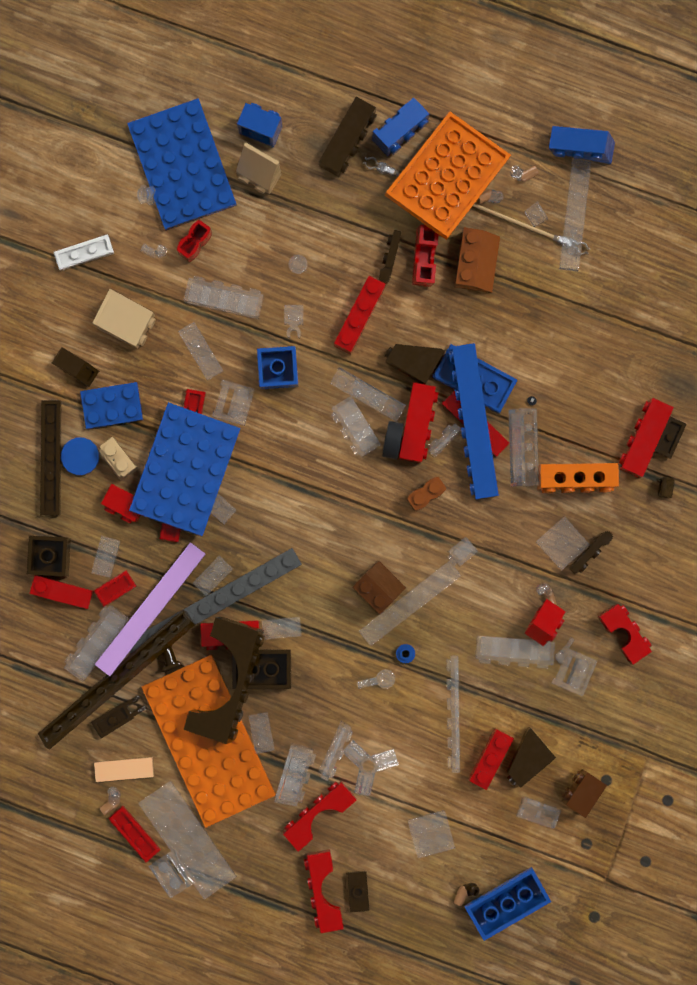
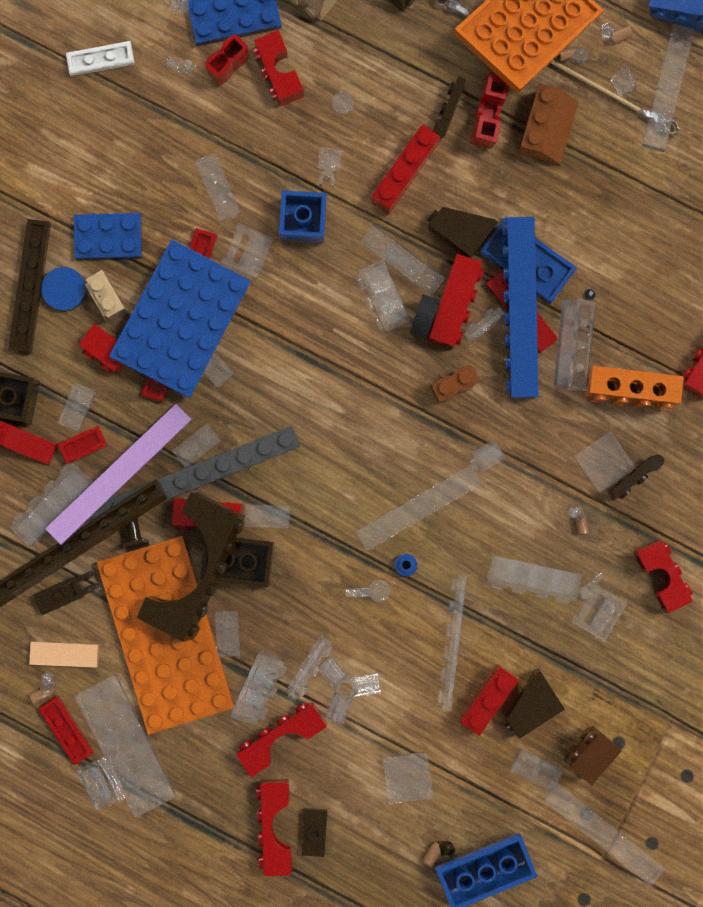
camera: 15 degrees right, 0 degrees up
(75, 366) = (72, 185): dark brown slope -> none
(124, 319) = (134, 137): tan slope -> none
(224, 298) = (252, 130): clear brick -> none
(246, 257) = (285, 86): none -> red arch
(379, 587) = (385, 484): reddish brown slope -> none
(545, 622) = (573, 551): red brick -> none
(603, 859) = (604, 834): none -> clear tile

